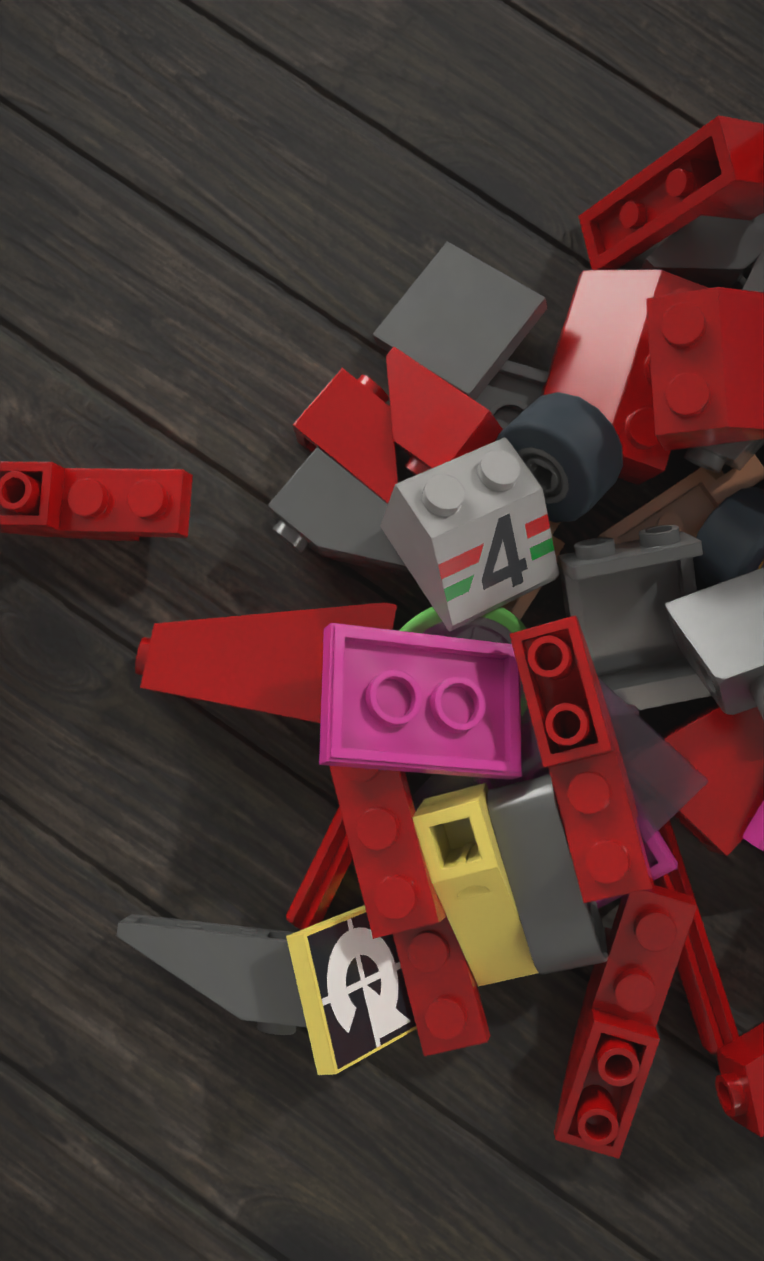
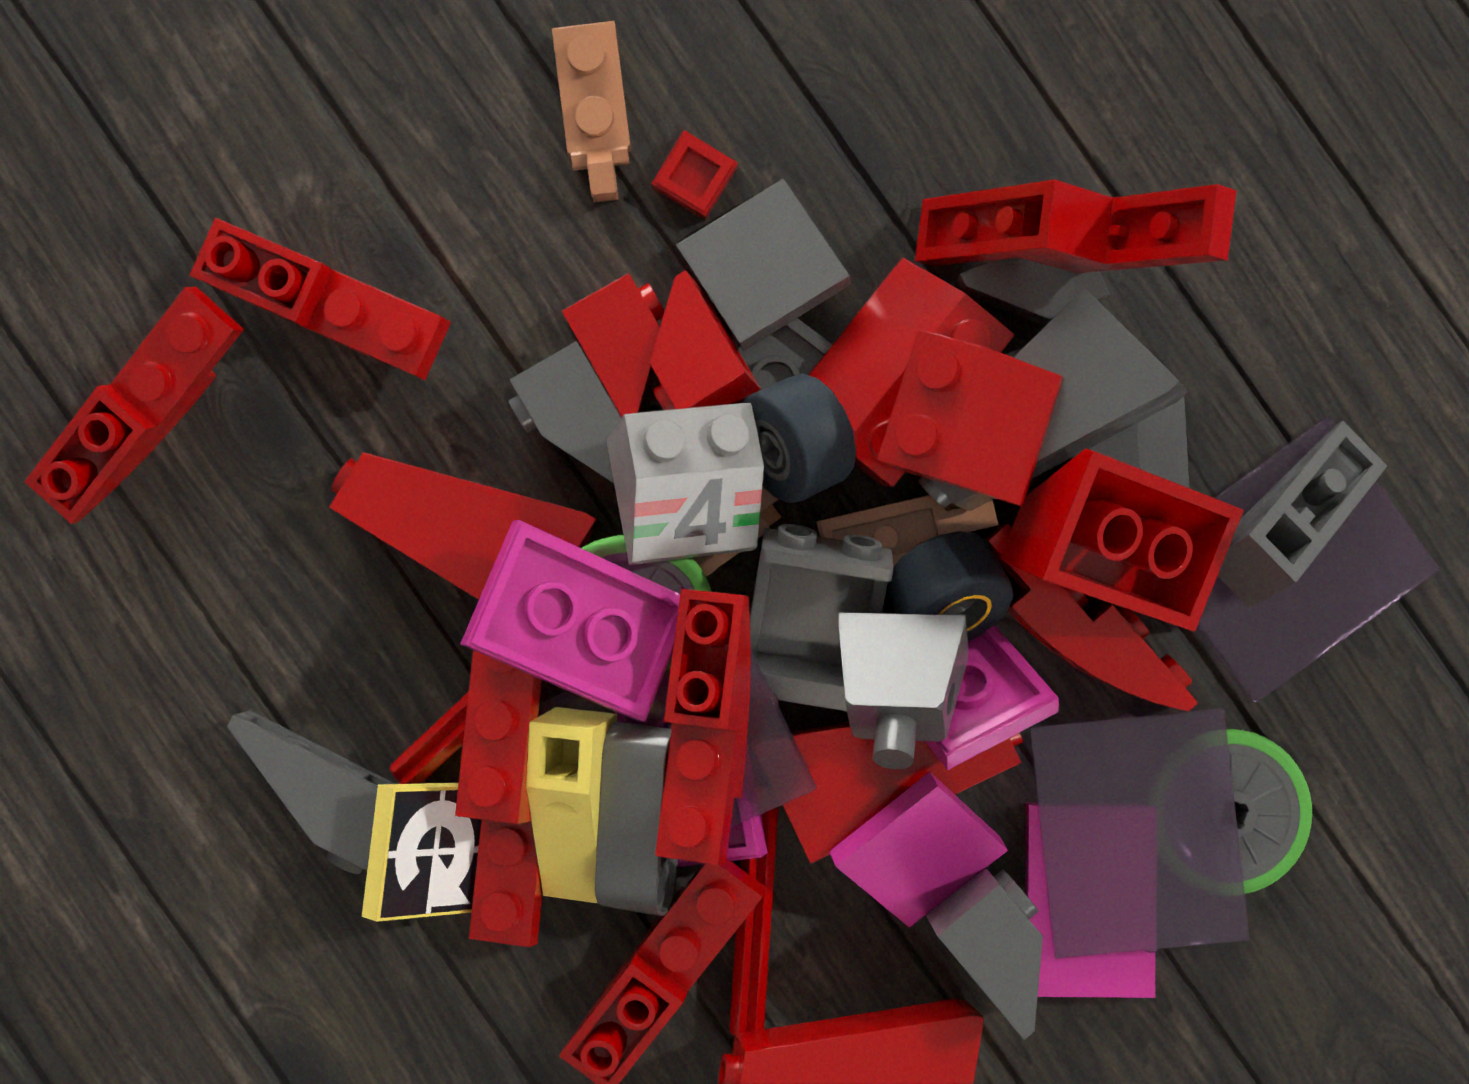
camera: 20 degrees right, 5 degrees up
(249, 239) = (593, 103): none -> nougat hinge
(364, 269) = (694, 175): none -> red tile

